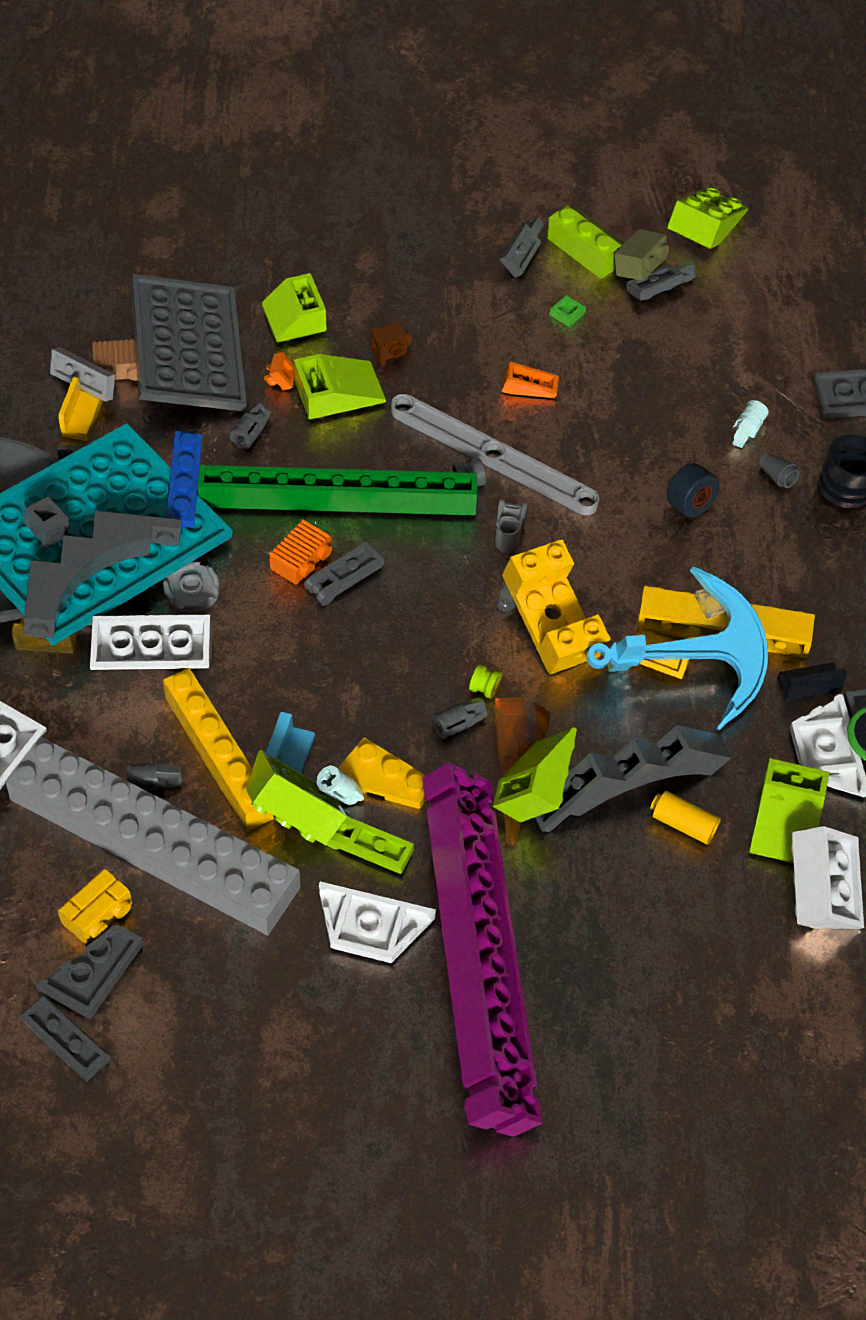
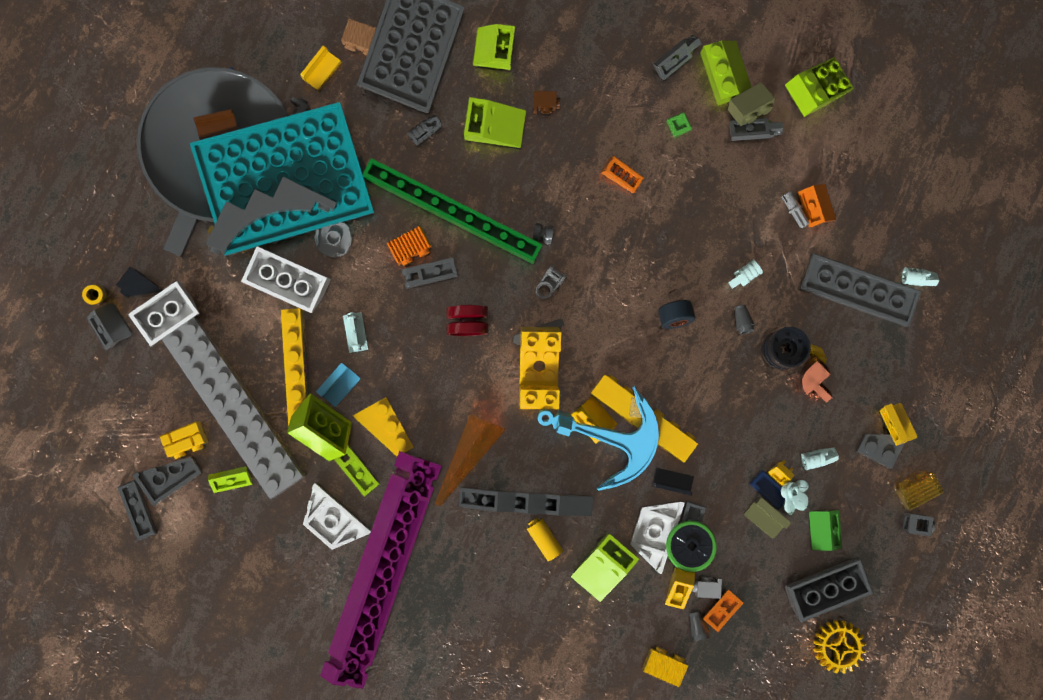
camera: 25 degrees right, 30 degrees up
(46, 521) = (250, 160): dark grey brick -> none
(91, 377) = (332, 41): light grey plate -> none
(154, 776) = (251, 367): dark grey hinge -> none
(184, 477) = (357, 162): blue plate -> none
(190, 931) = (230, 479): none -> lime plate
(278, 679) = (355, 332): none -> light aqua hinge
(280, 371) = (462, 94): orange tile -> none
(339, 786) = (350, 430): light aqua hinge -> none
(427, 595) = (466, 317): none -> dark red wheel
(459, 717) = (448, 410): dark grey hinge -> none
(485, 681) = (475, 392): lime wheel -> none
(509, 462) = (561, 210): light grey beam -> none
(537, 778) = (467, 480): lime slope -> none
(763, 338) = (795, 209): none -> light grey axle
(783, 326) = (817, 205): none -> orange panel
(827, 879) = (600, 621): white slope -> none

